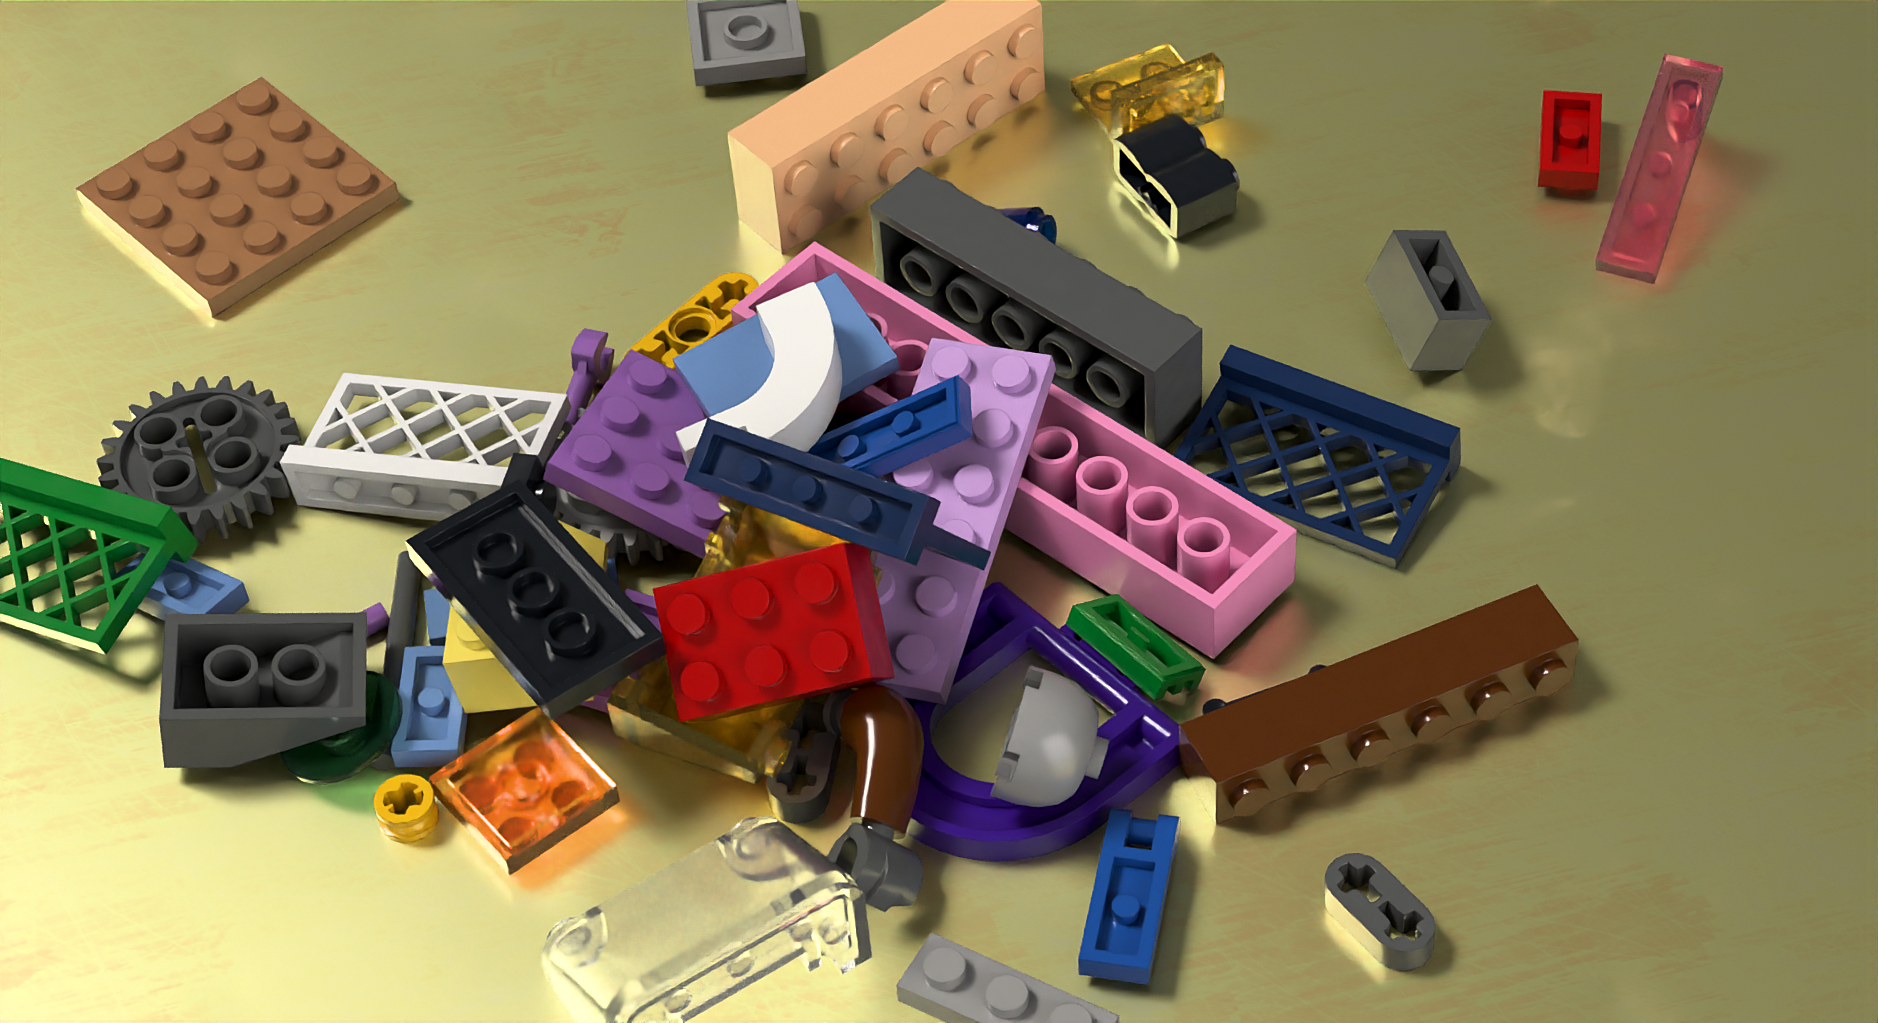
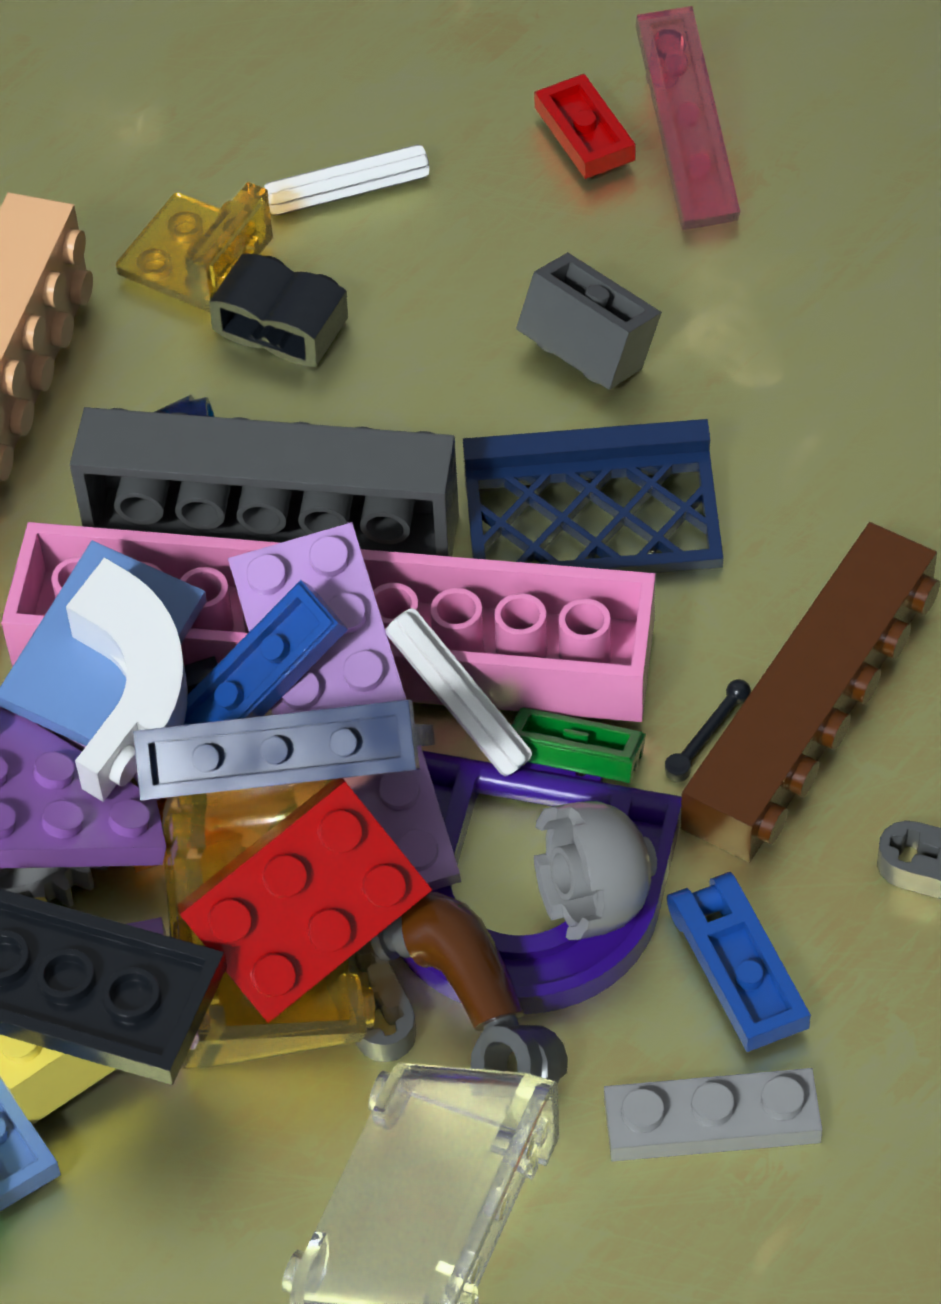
camera: 35 degrees left, 5 degrees up
(417, 820) = (36, 1221): yellow bush -> none
(524, 790) = (143, 1164): clear orange plate -> none
(1049, 544) = (458, 692): none -> white axle
(1324, 96) = (347, 179): none -> white axle

